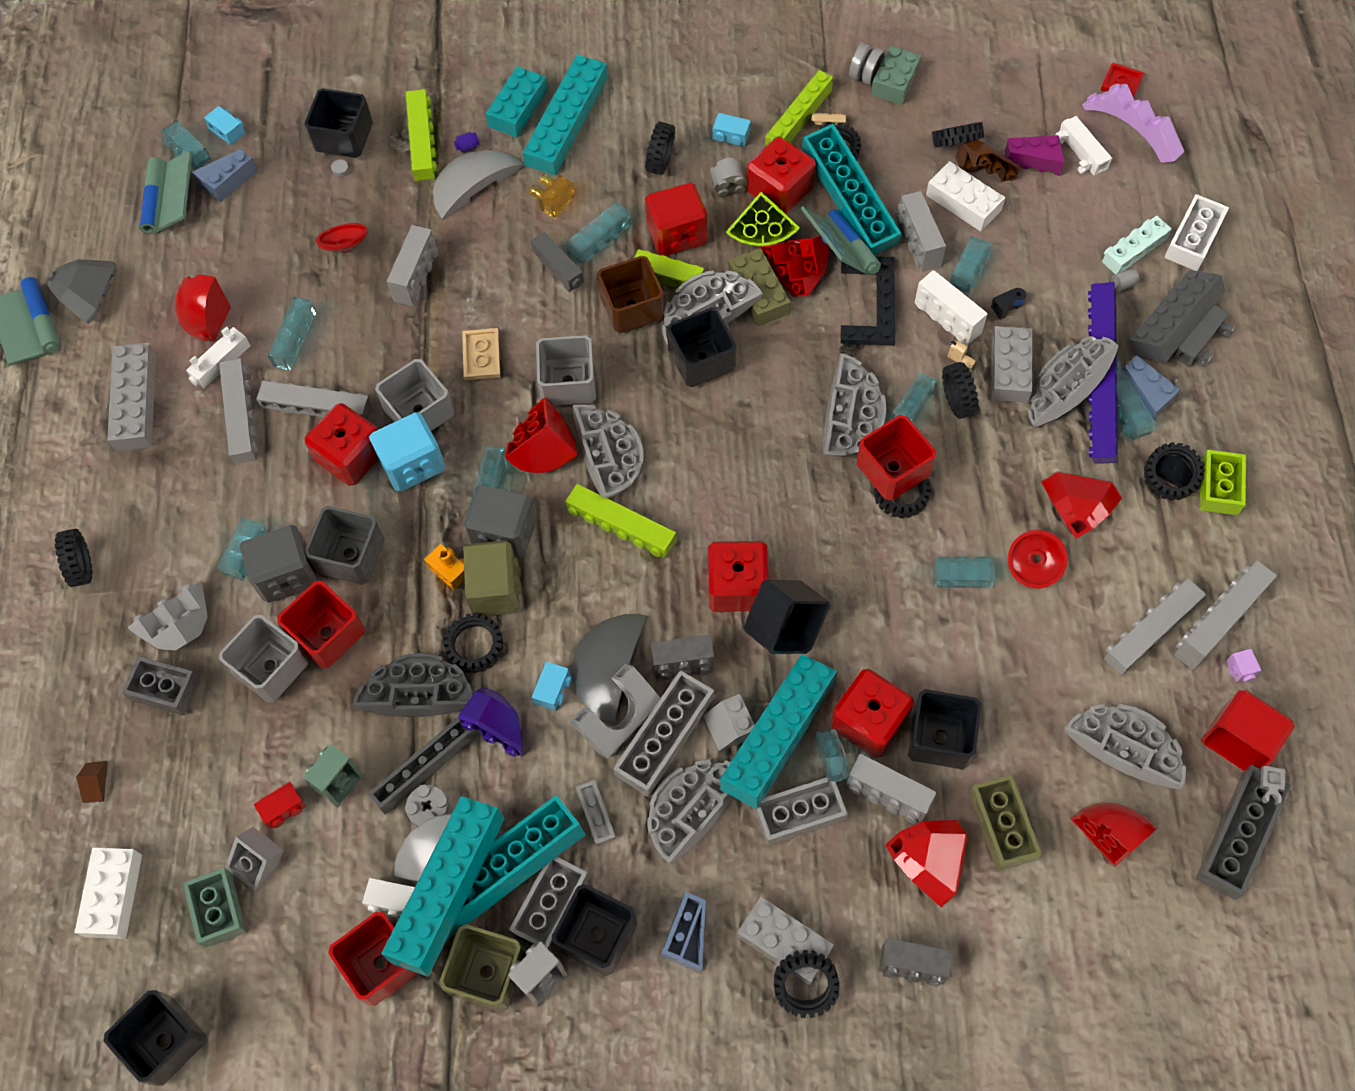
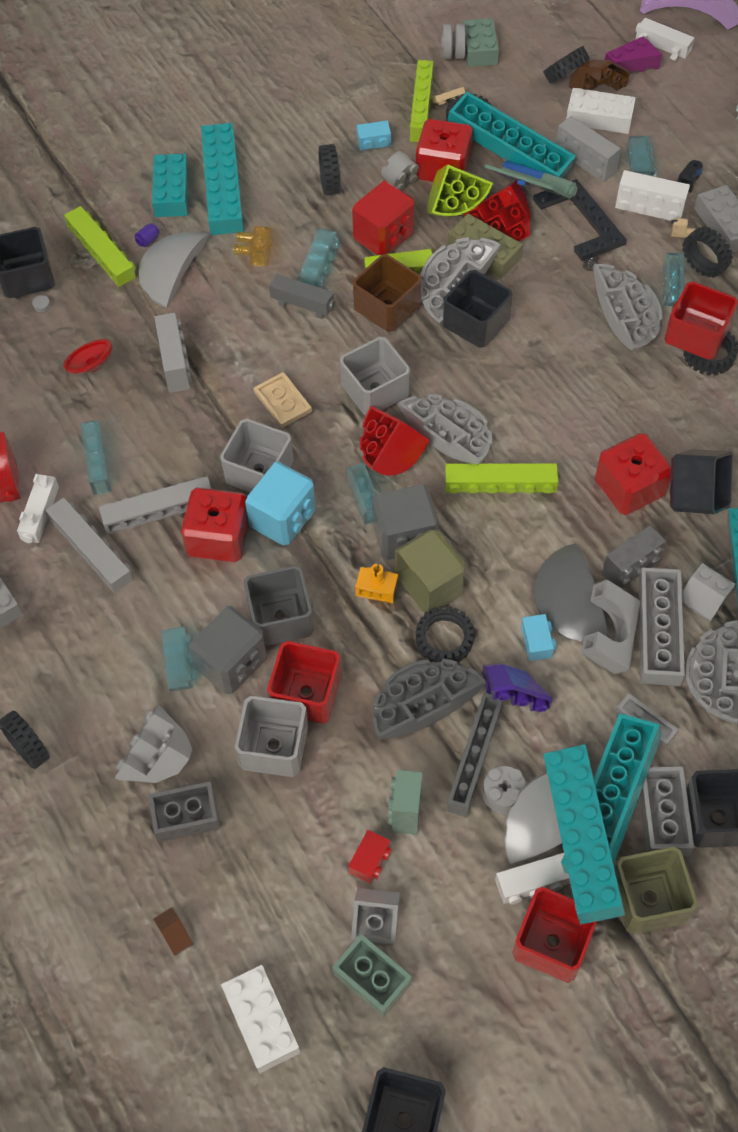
camera: 30 degrees left, 5 degrees down
(537, 973) = (709, 864): light grey brick -> none

